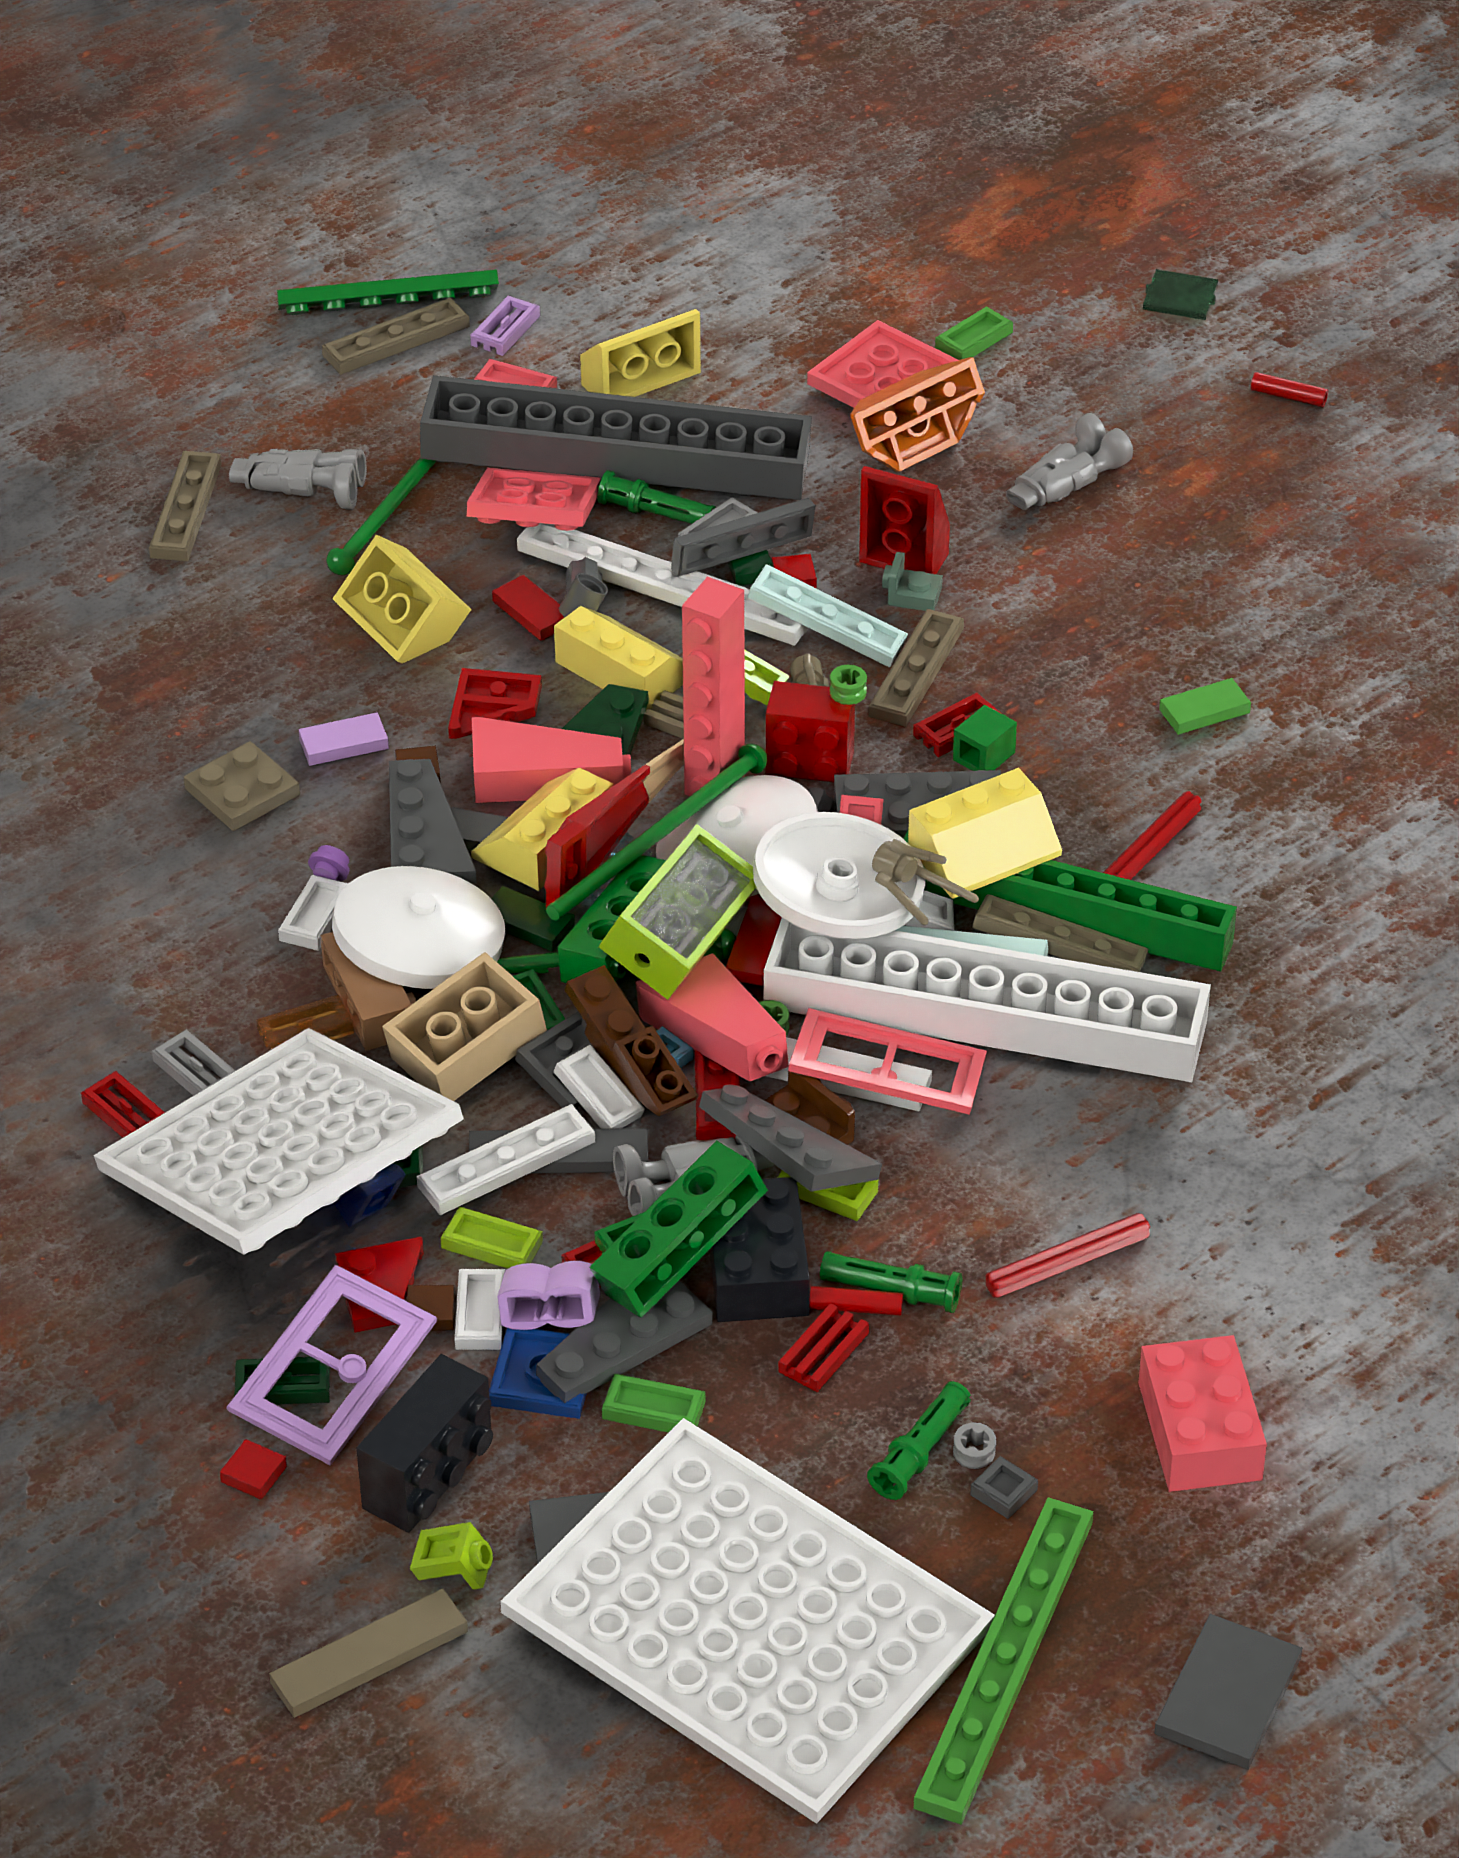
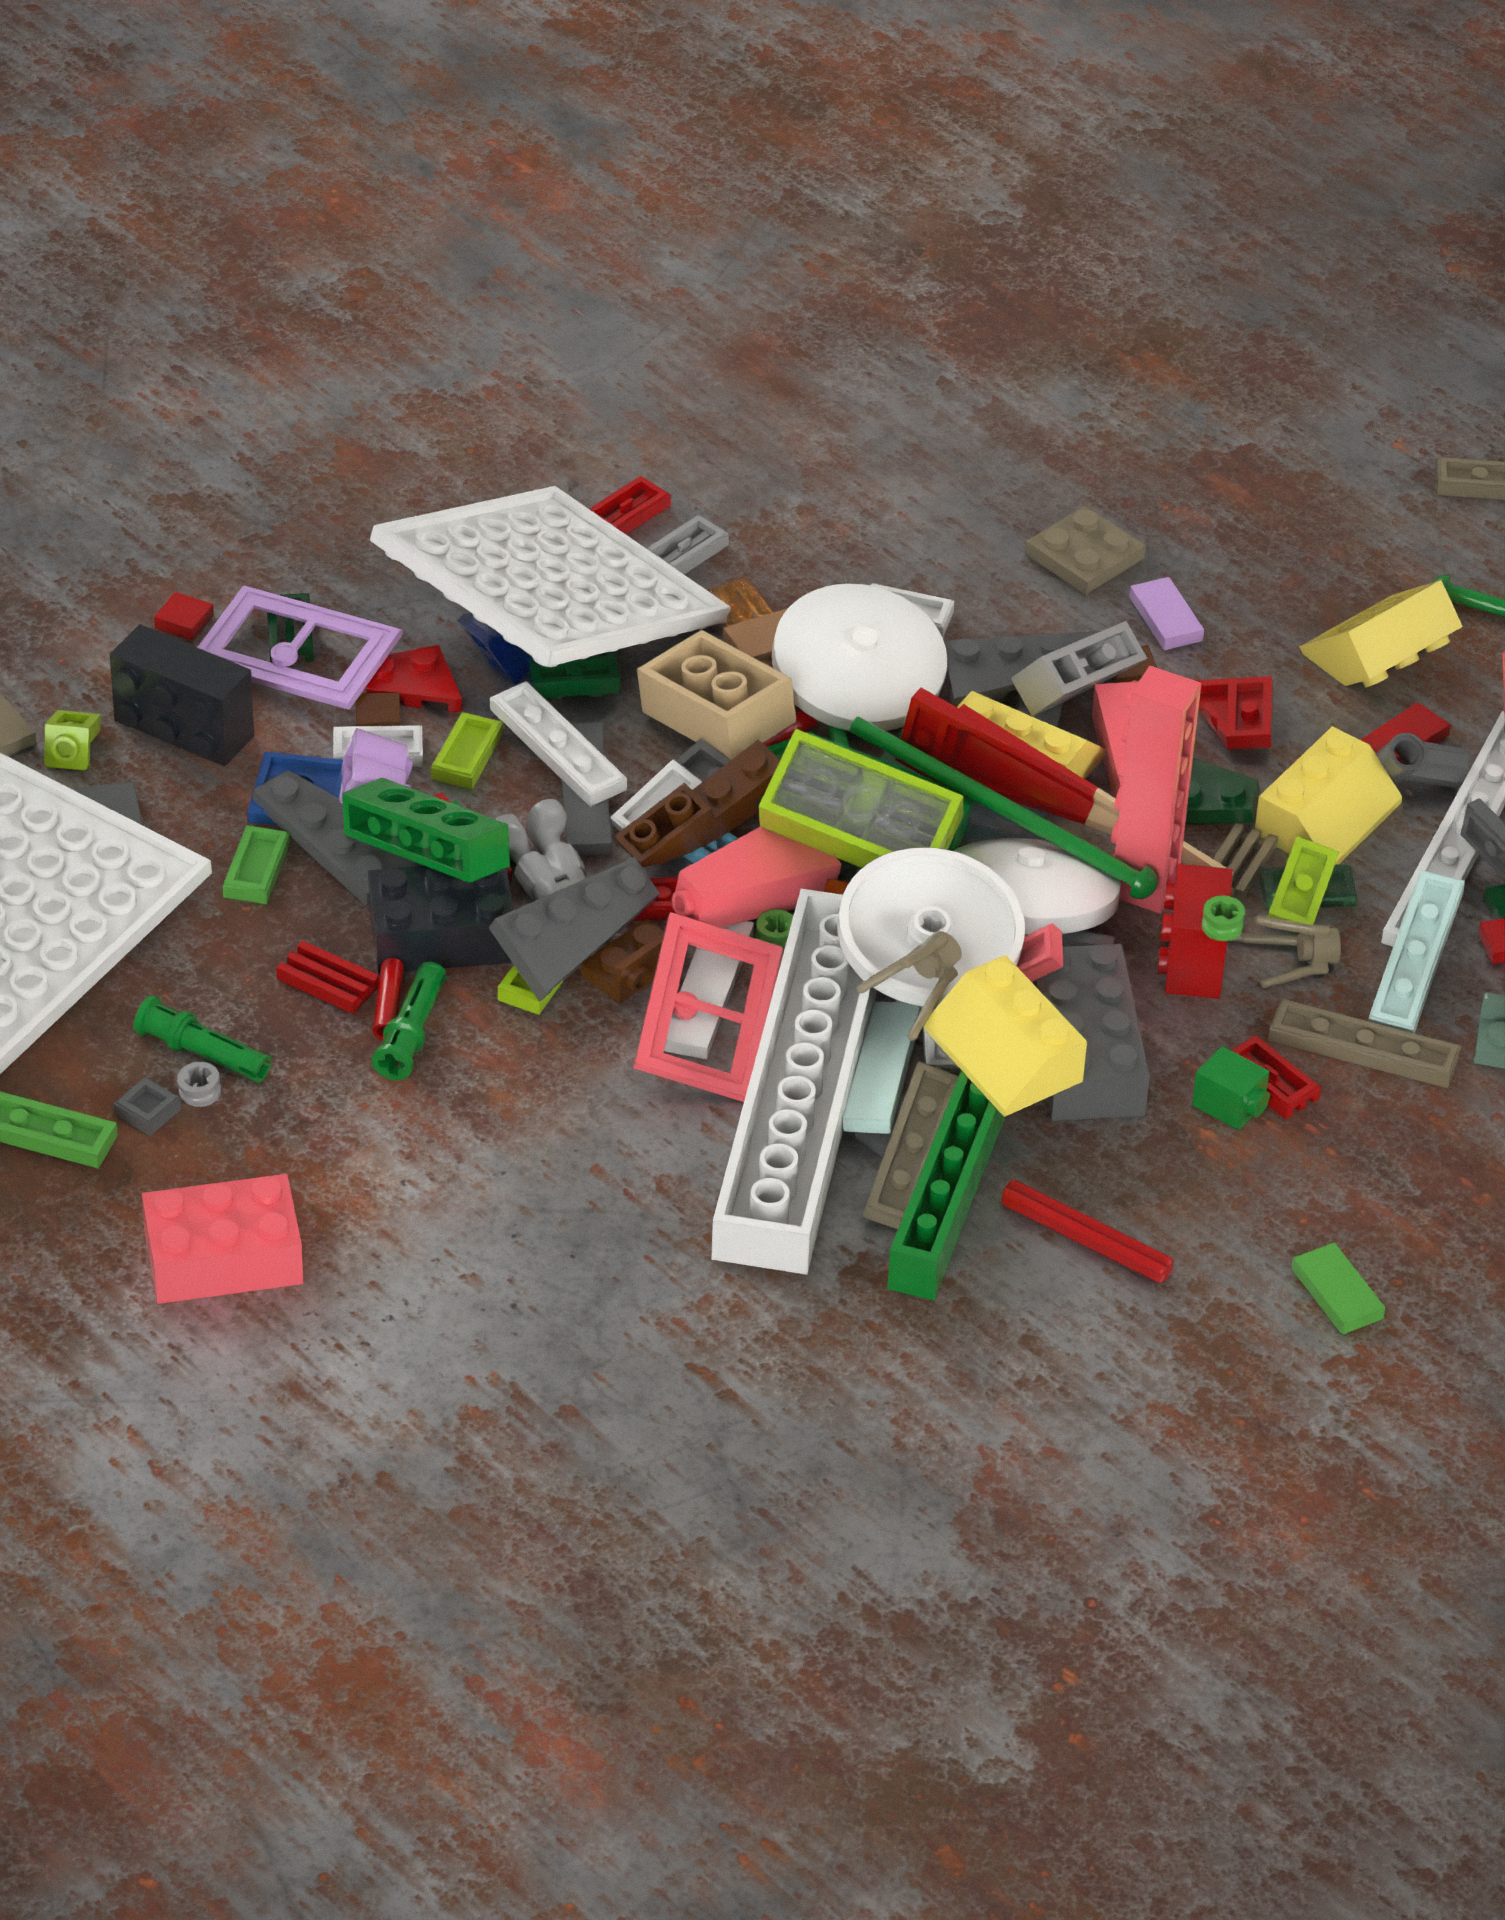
camera: 85 degrees right, 0 degrees up
(329, 863) = (963, 606): medium lavender plate -> none
(462, 781) = (1077, 668): none -> light grey slope
(1067, 1255) = (452, 1154): axle -> none

